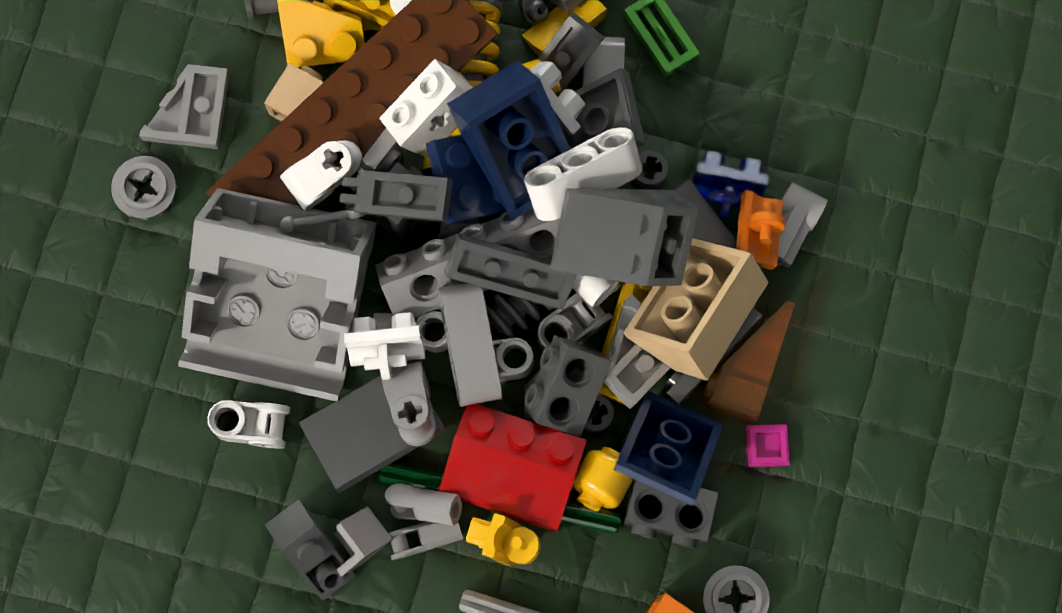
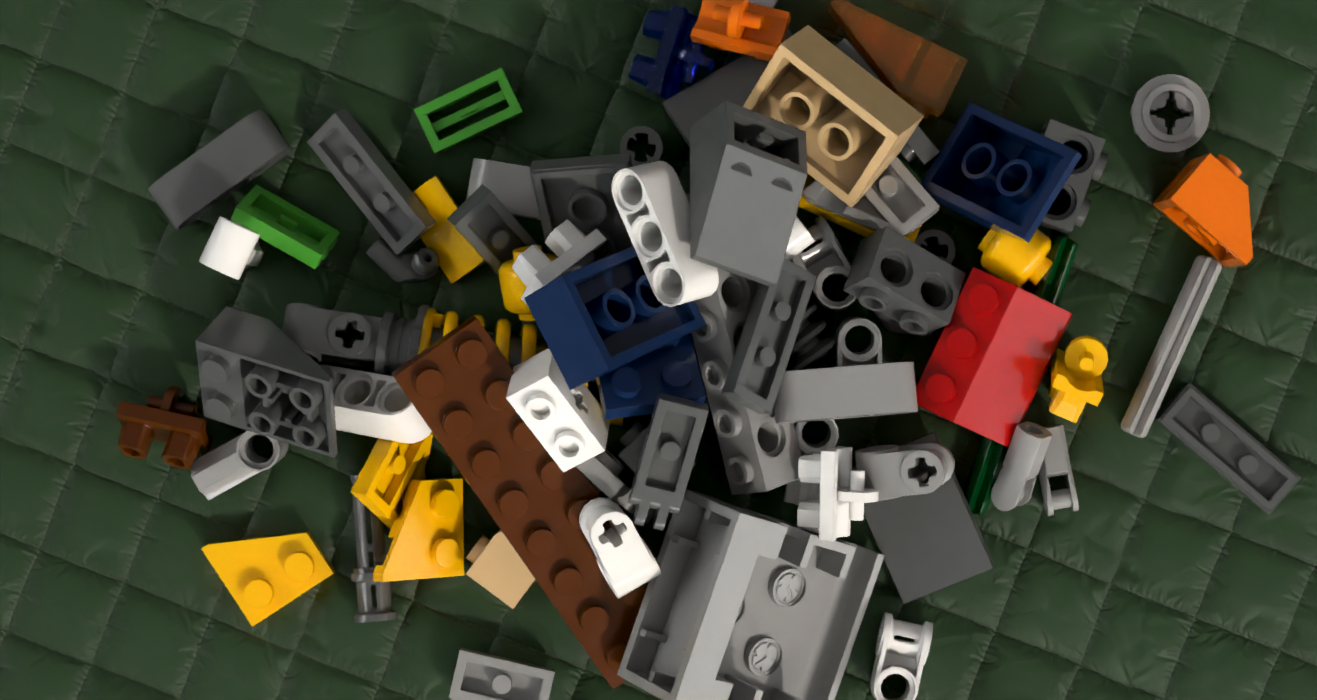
camera: 80 degrees left, 10 degrees up
(289, 224) = (673, 592): light grey hinge -> none
(308, 549) = (1056, 605): dark grey slope -> none
(361, 537) = (1052, 541): light grey panel -> none
(767, 445) = (993, 51): dark pink tile -> none

